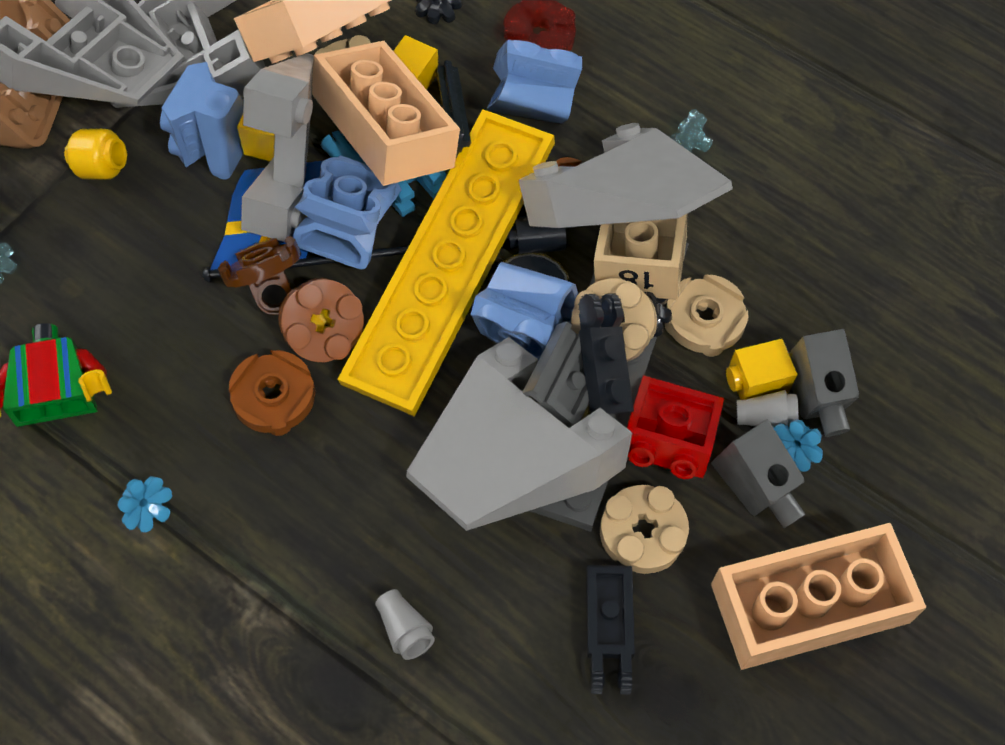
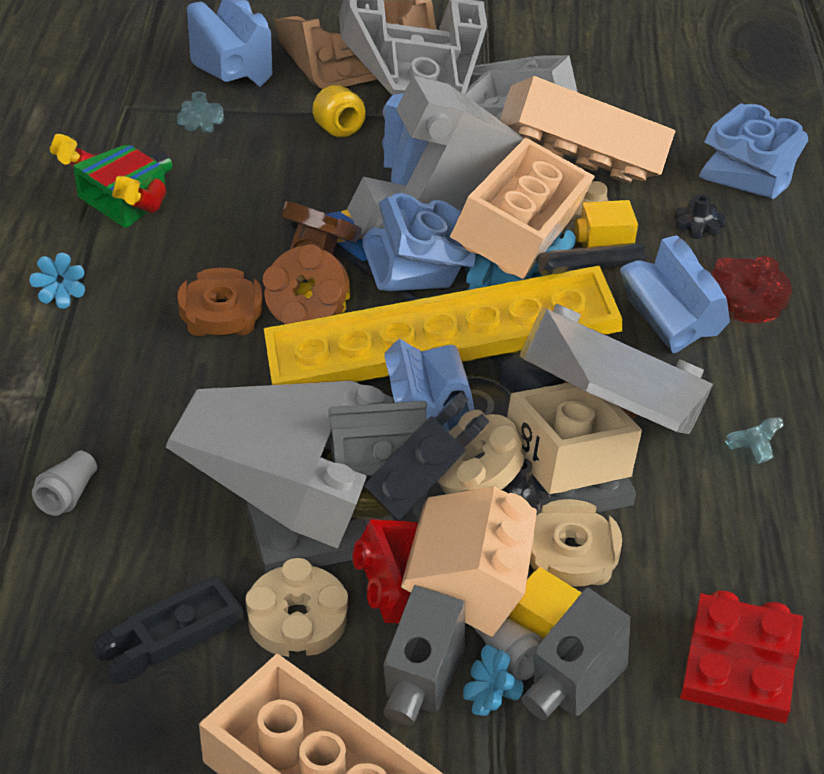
camera: 55 degrees right, 20 degrees down
(704, 383) = (475, 551): none -> light nougat slope
(863, 282) = (742, 656): none -> red plate

